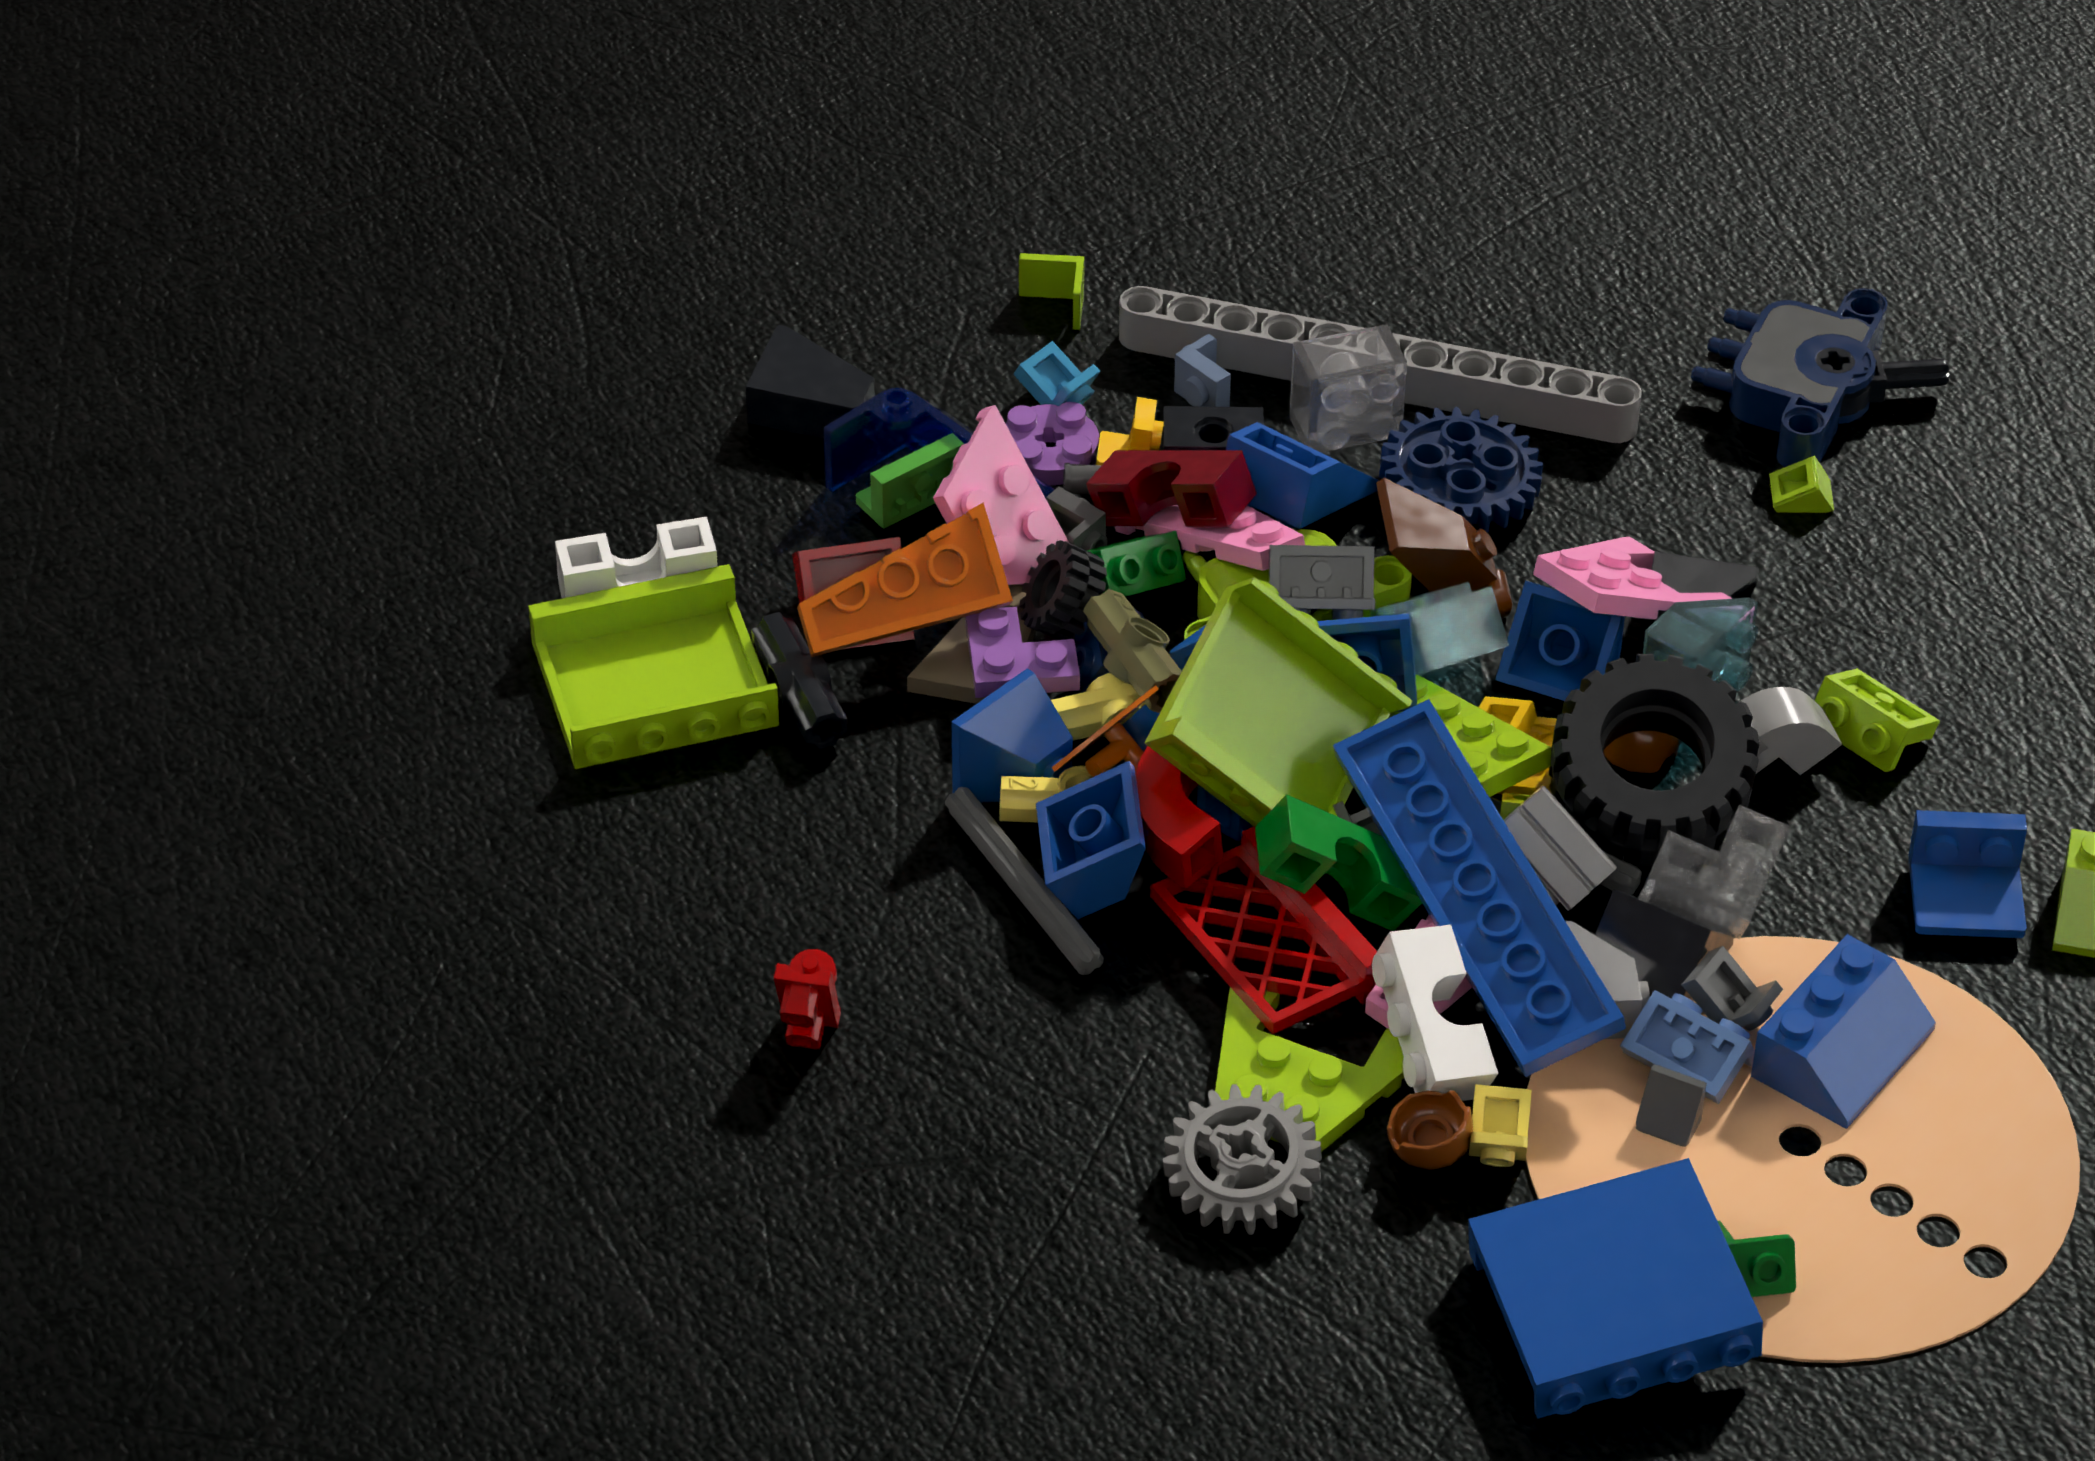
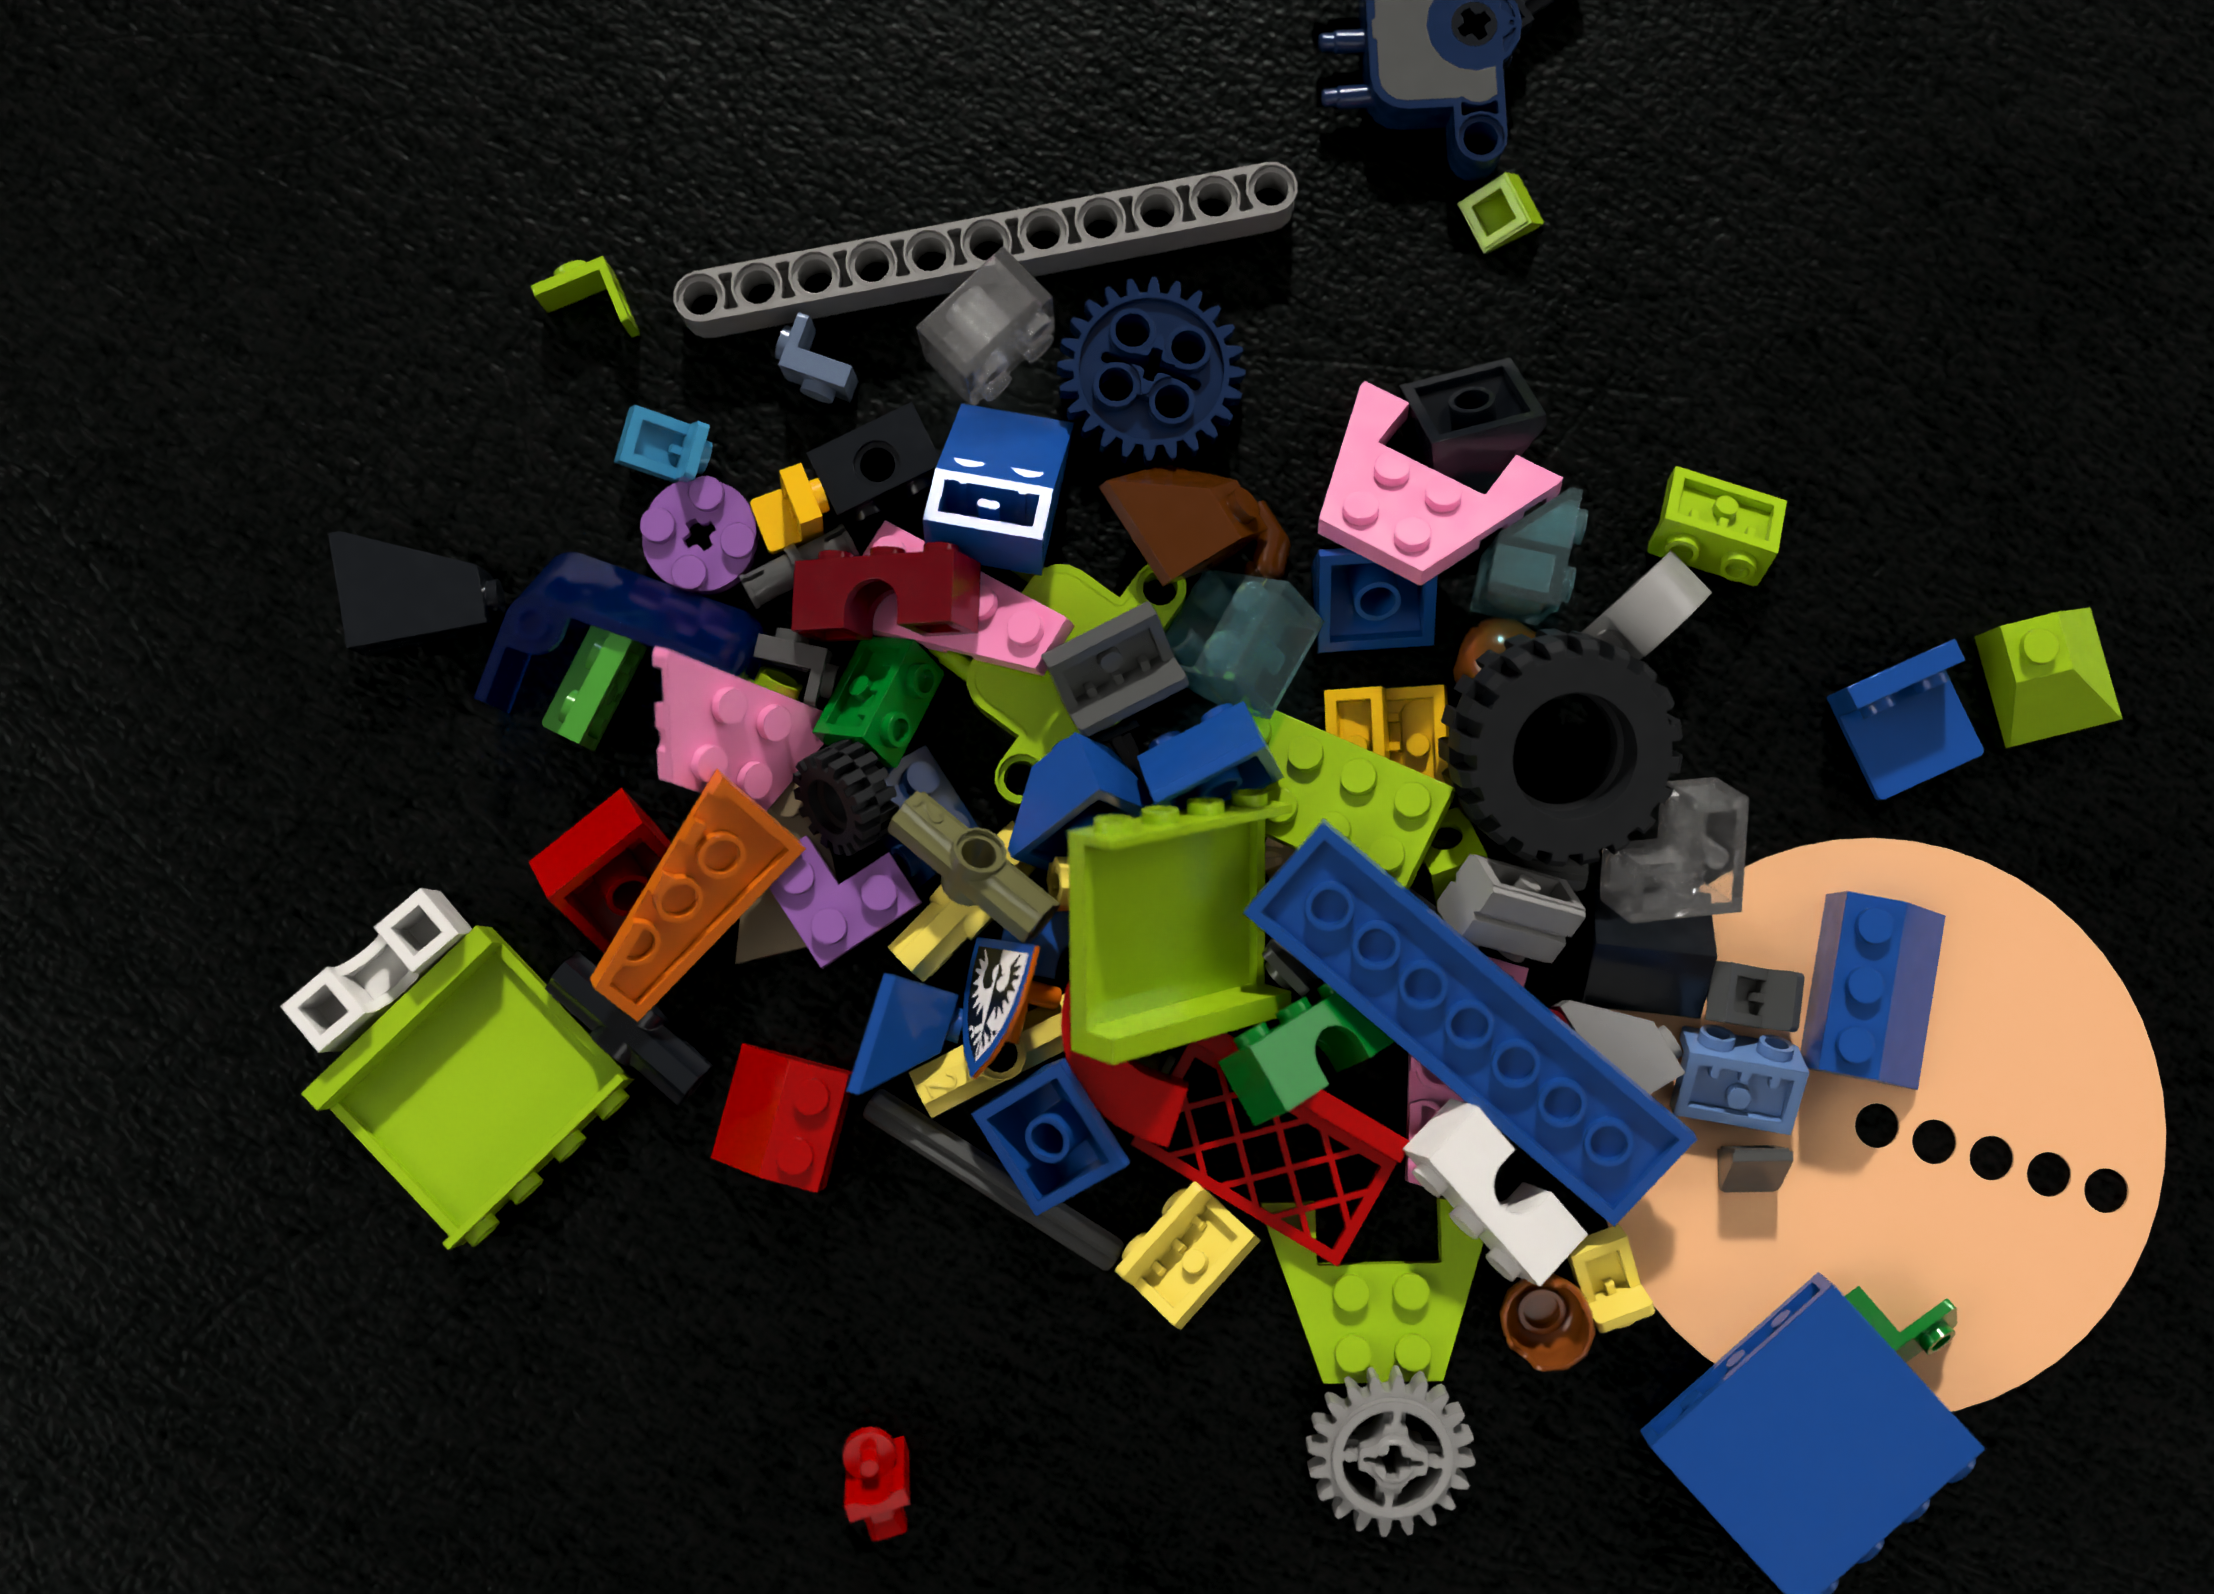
camera: 25 degrees left, 40 degrees up
(888, 779) = (783, 1118): none -> red slope
(1150, 970) = (1186, 1253): none -> light yellow bracket

